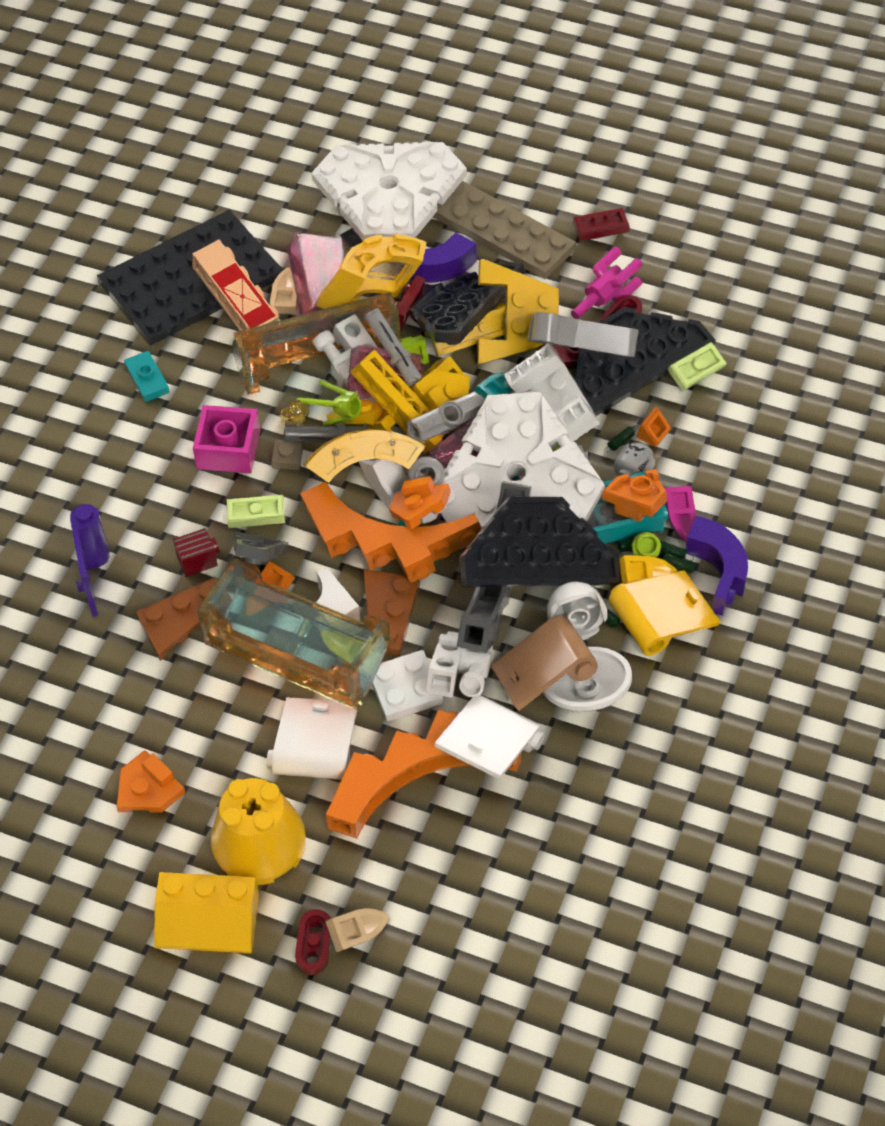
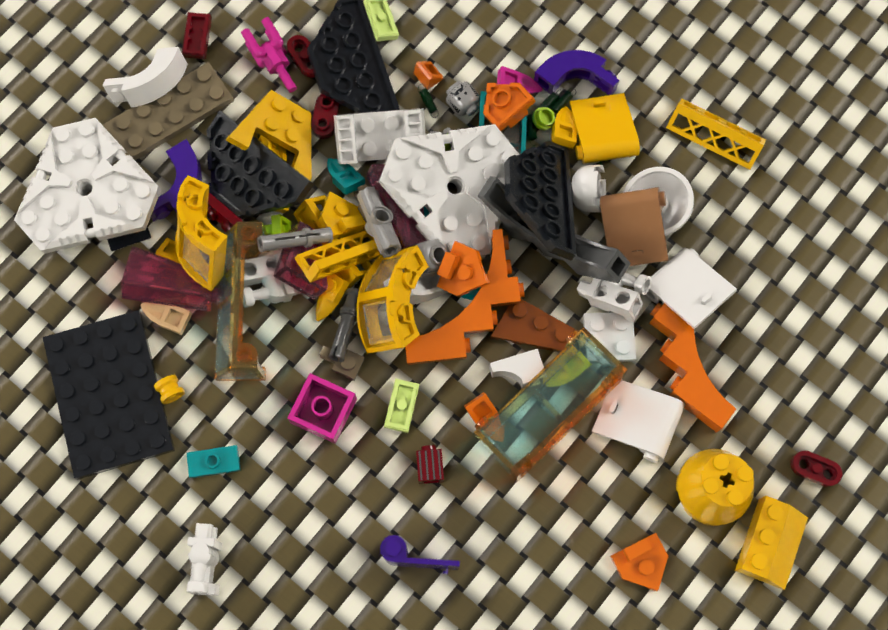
camera: 75 degrees left, 20 degrees up
(41, 391) = (203, 559): none -> white hips
(173, 617) = (485, 496): dark orange wing -> none
(208, 316) = (169, 389): none -> yellow wheel
(232, 287) = (156, 357): light nougat brick -> none
(257, 548) = (452, 414): dark grey wing -> none
(295, 412) = (312, 343): clear yellow plate -> none
(346, 405) = (332, 299): lime plant -> none
(356, 927) = (814, 435): tan plate -> none
(531, 202) = (152, 82): none -> white arch
(582, 334) = (329, 101): light grey beam -> none
(719, 727) = (719, 125): none -> yellow fence

